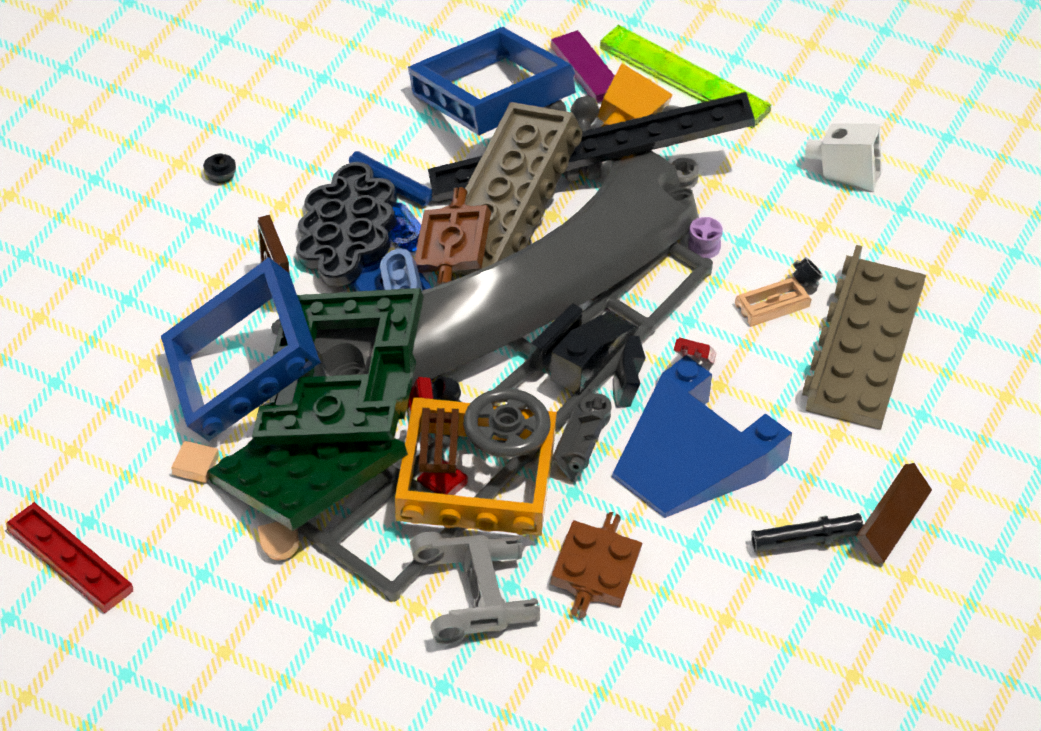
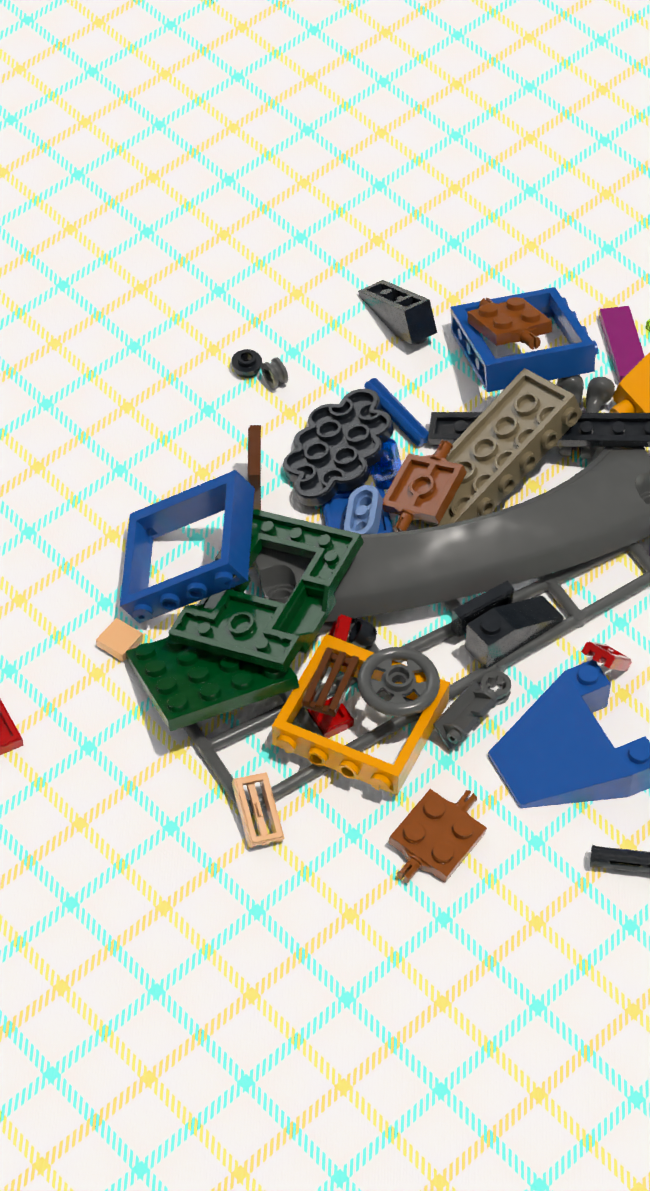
camera: 20 degrees right, 5 degrees up
(253, 169) = (274, 372): none -> dark grey bush
(278, 540) = (160, 737): light nougat tile -> none
(358, 83) = (402, 311): none -> black slope
(402, 589) = (264, 838): none -> light nougat tile
(478, 63) = (510, 322): none -> dark orange plate
(490, 609) = (331, 796): light grey connector -> none
(626, 377) = (542, 654): black slope -> none

